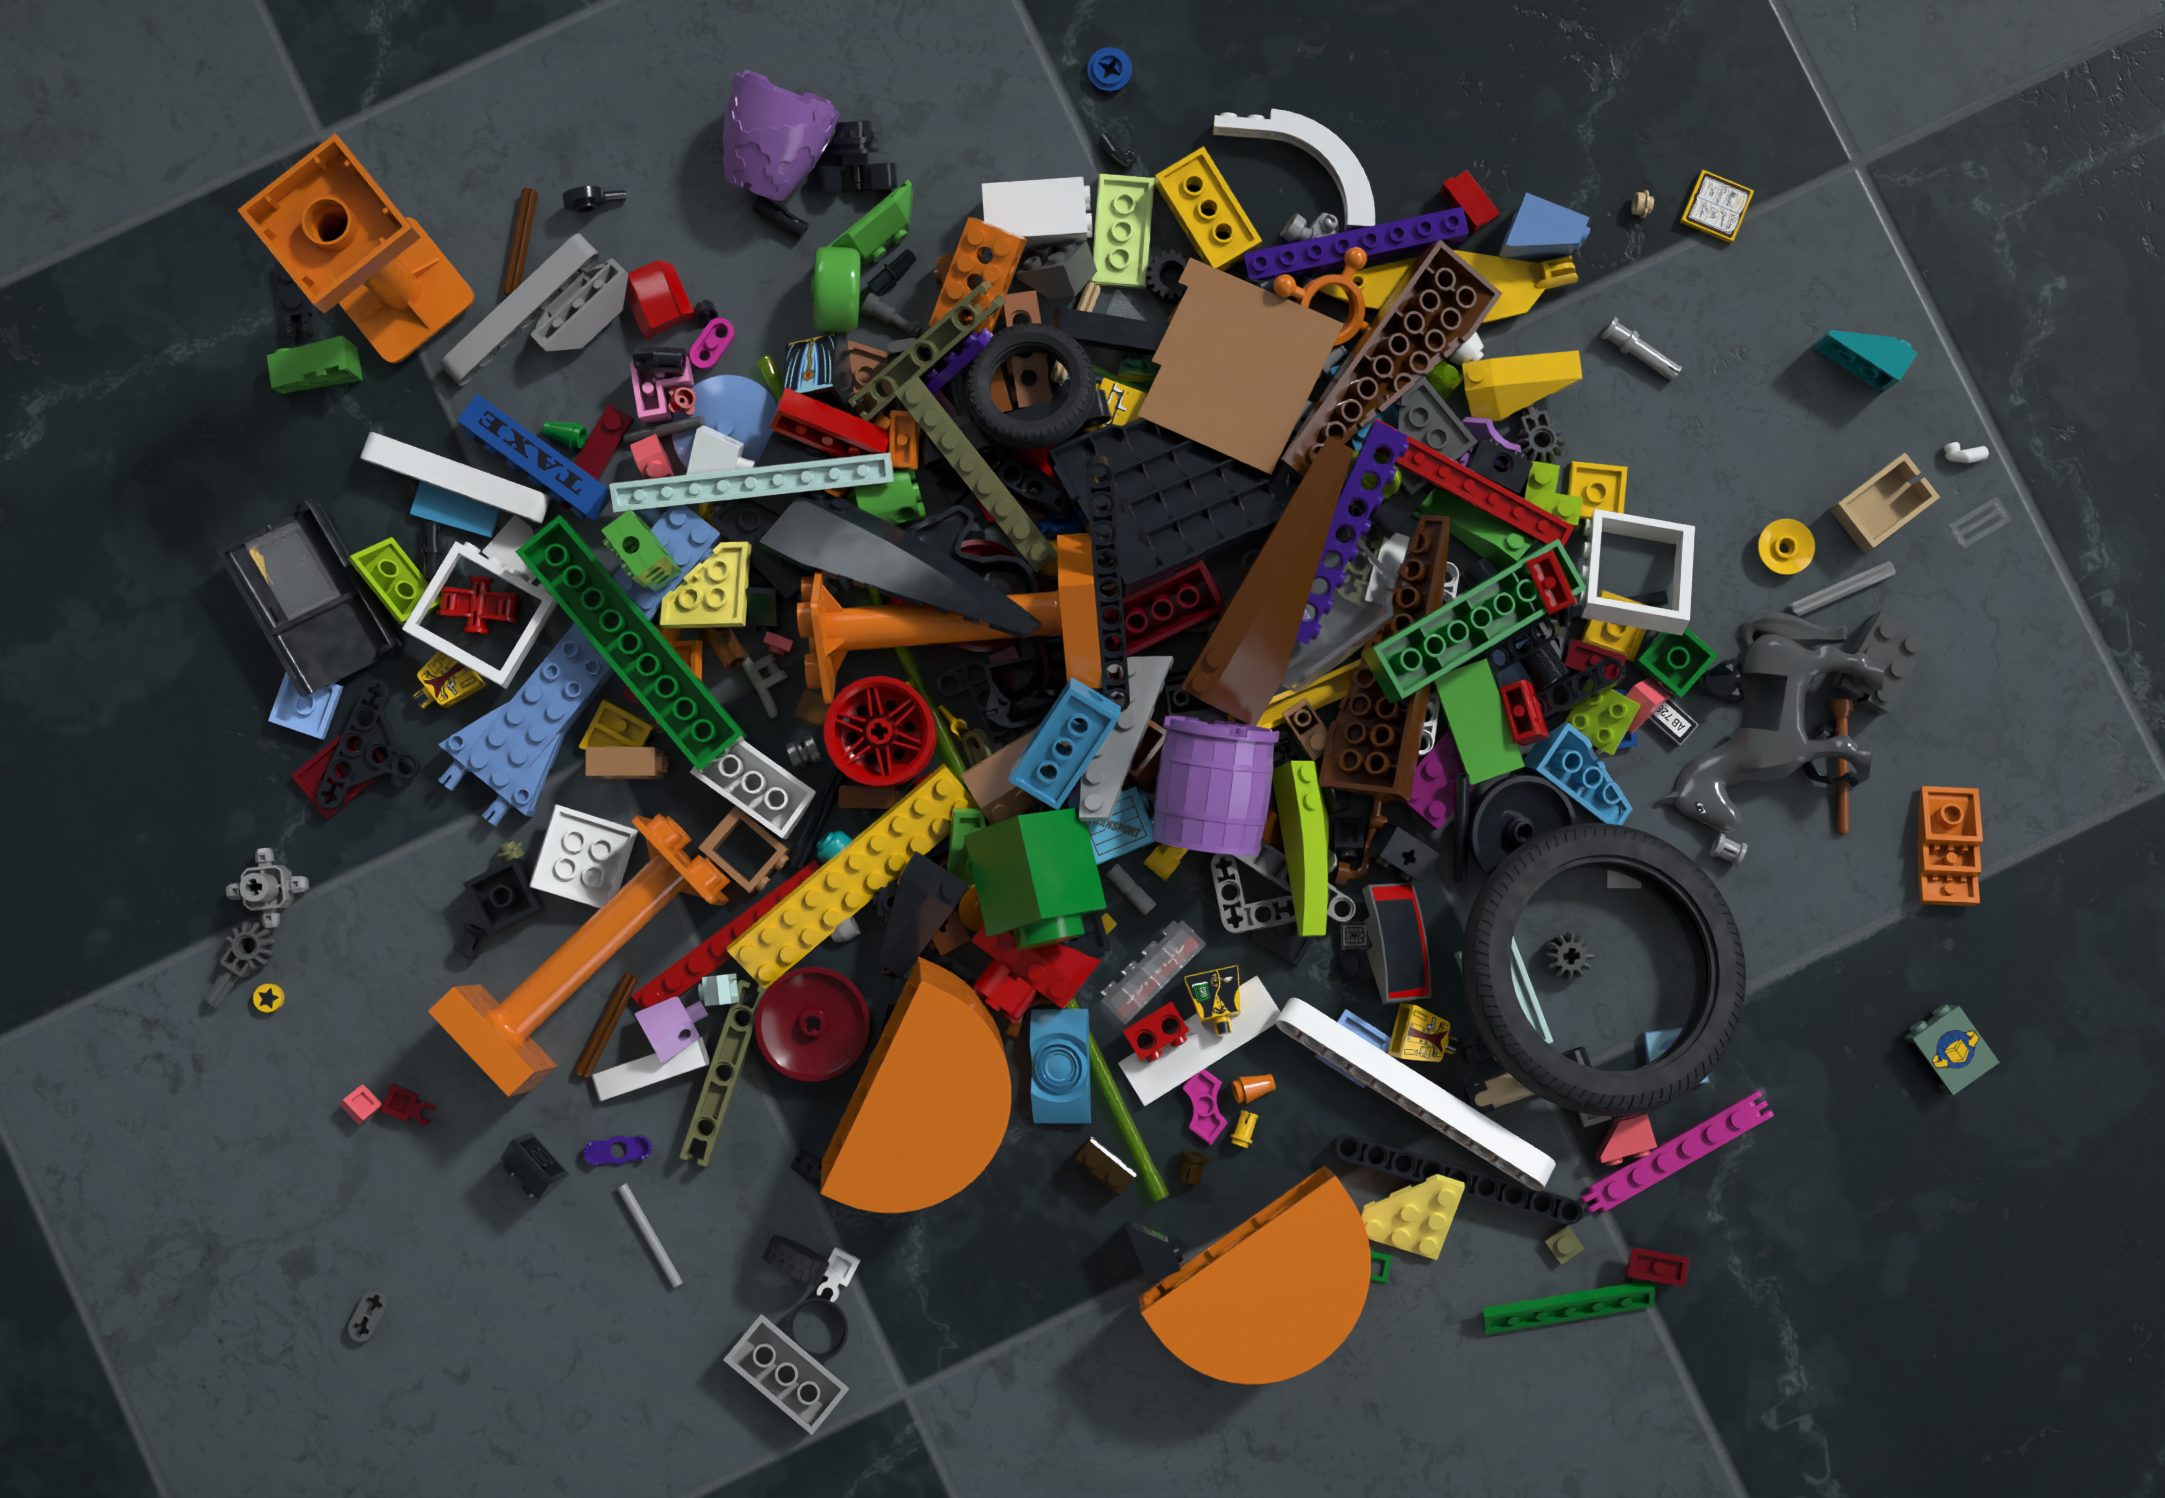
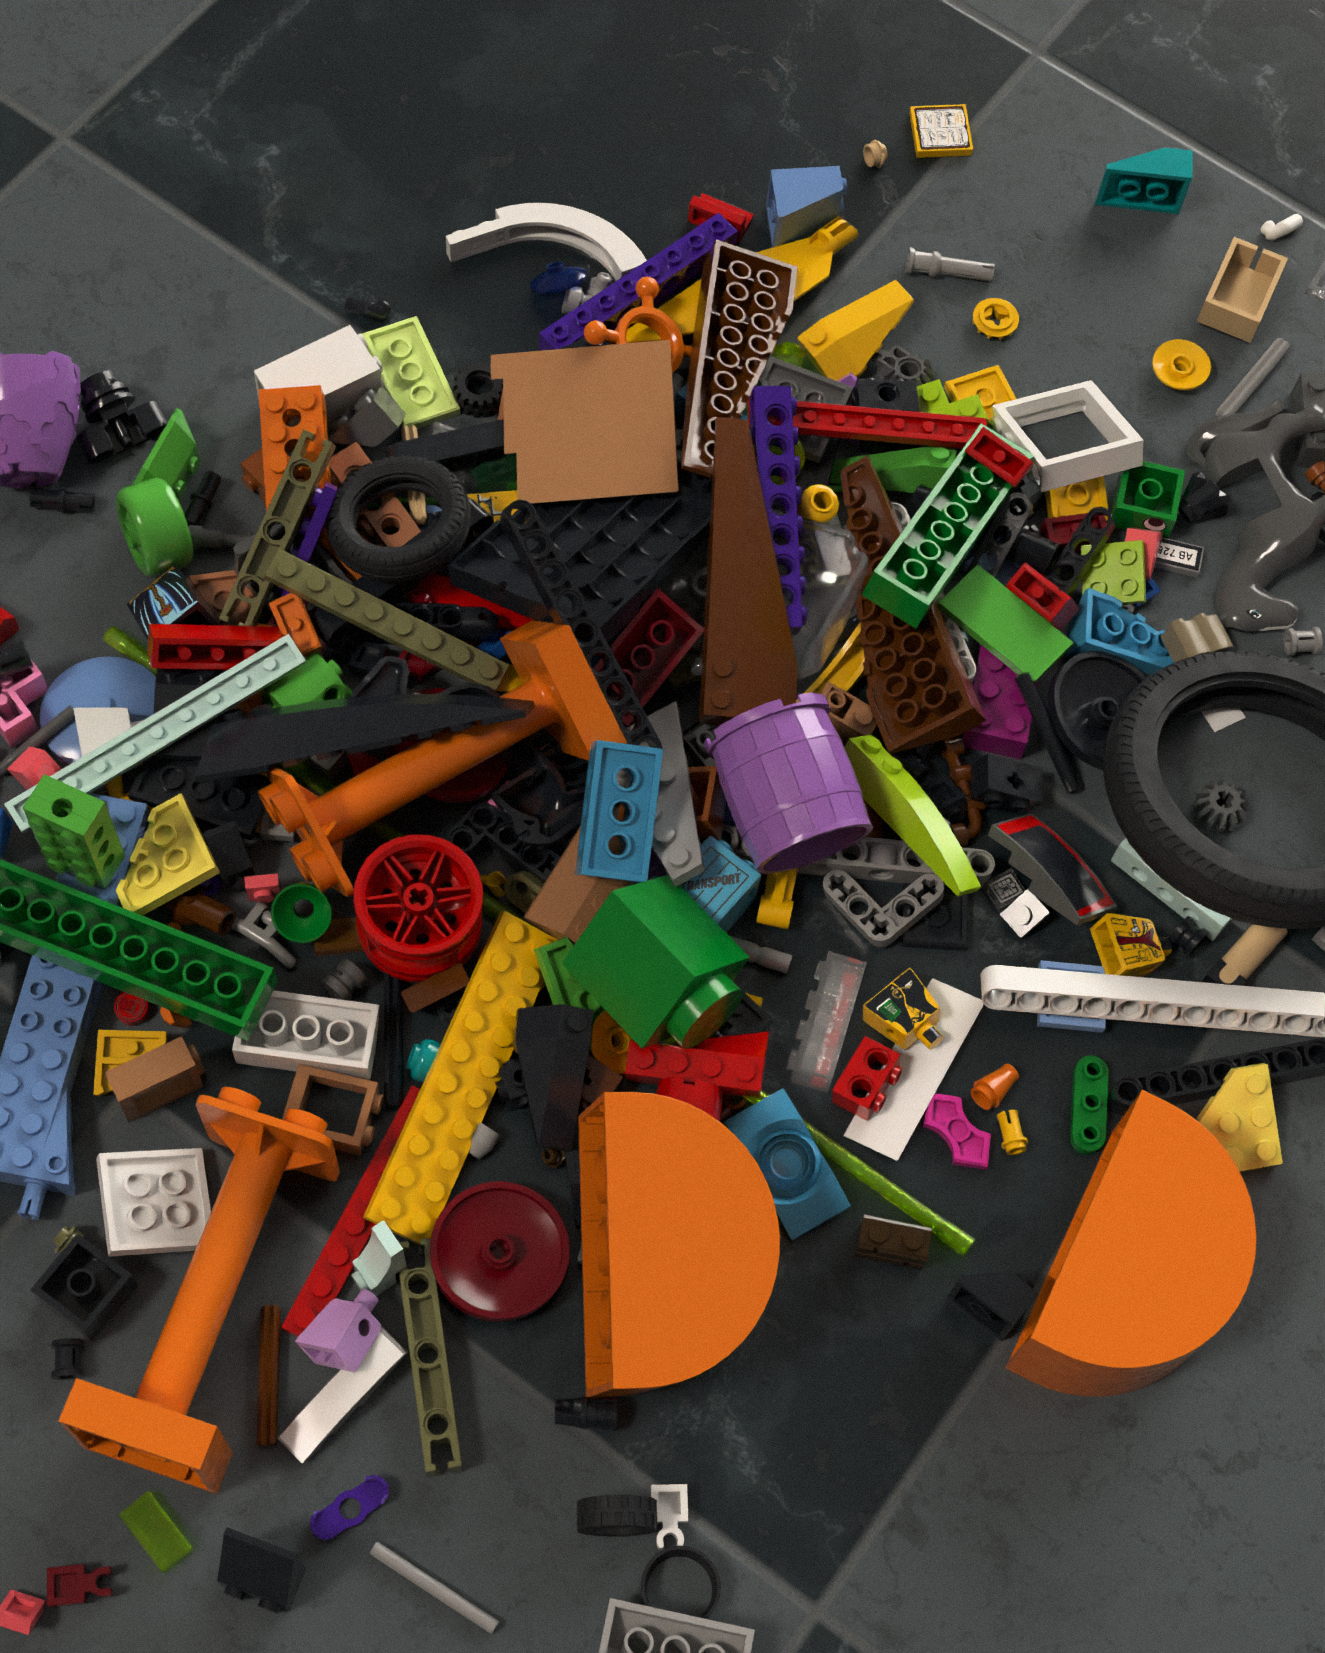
camera: 35 degrees left, 20 degrees down
(478, 1096) = (156, 1532): none -> clear neon green tile
(684, 393) = (42, 700): red plate -> none
(701, 316) = (32, 611): black hinge -> none
(712, 344) = (46, 643): dark pink plate -> none
(789, 689) = (290, 923): none -> green piece
(1106, 57) = (313, 240): blue gear -> none
(1192, 1166) = (980, 1190): dark brown bush -> none
(1216, 195) = (481, 313): yellow brick -> none
(1291, 202) = (558, 278): none -> clear blue dish
(1321, 1124) = (1085, 1117): none -> green plate
(1392, 542) = (818, 504): none -> yellow head
(1468, 351) = (793, 328): white cone -> none
(1636, 807) = (1195, 637): none -> dark tan brick
(1663, 415) = (1002, 311): none -> yellow gear

